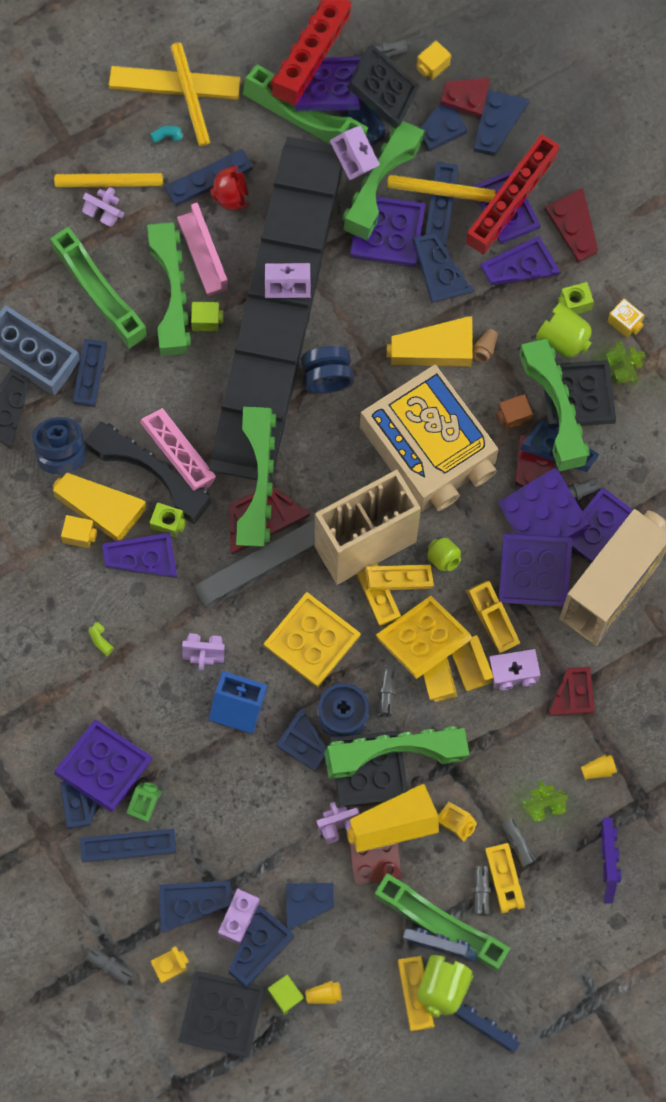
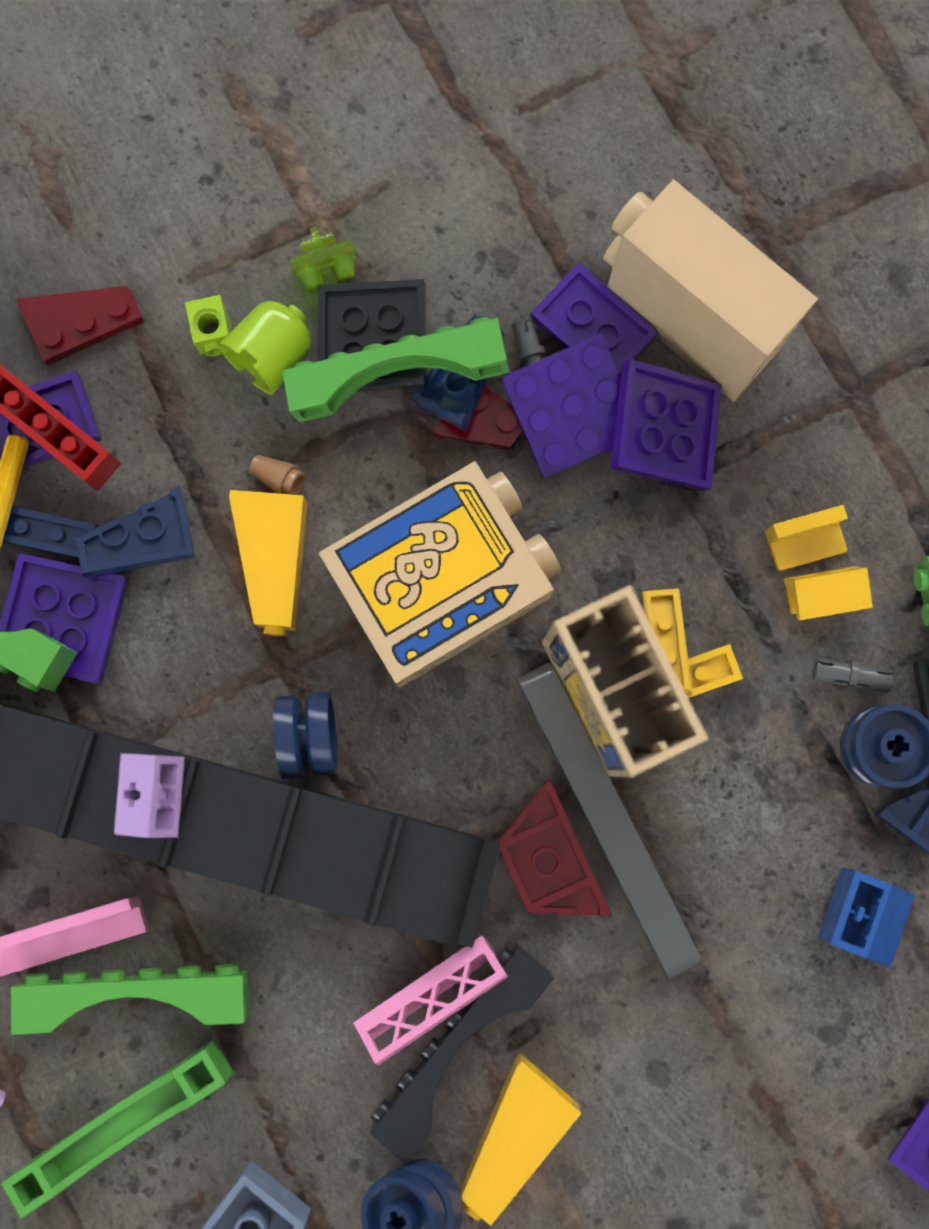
camera: 85 degrees left, 10 degrees up
(78, 532) = (562, 1178): yellow brick -> none
(90, 373) = (274, 1144): dark blue plate -> none
(95, 631) = (742, 1151): lime arm -> none
(142, 555) = (606, 1063): dark purple wing -> none
(162, 512) = (549, 1037): lime brick -> none
(203, 652) = (772, 987): lavender hips -> none
(206, 316) = (188, 935): lime brick -> none
(252, 525) = (426, 865): bright green arch -> none
(312, 639) = (762, 789): yellow plate -> none
(423, 637) = (774, 609): yellow plate -> none
(444, 554) = (628, 566): lime head -> none
(493, 616) = (731, 500): yellow slope -> none
(514, 412) = (396, 438): dark orange brick -> none
(521, 263) = (139, 407): dark purple wing -> none
(522, 661) = (814, 489): lavender brick -> none
(574, 694) = (861, 387): dark red wing -> none
(626, 318) = (249, 251): yellow brick -> none

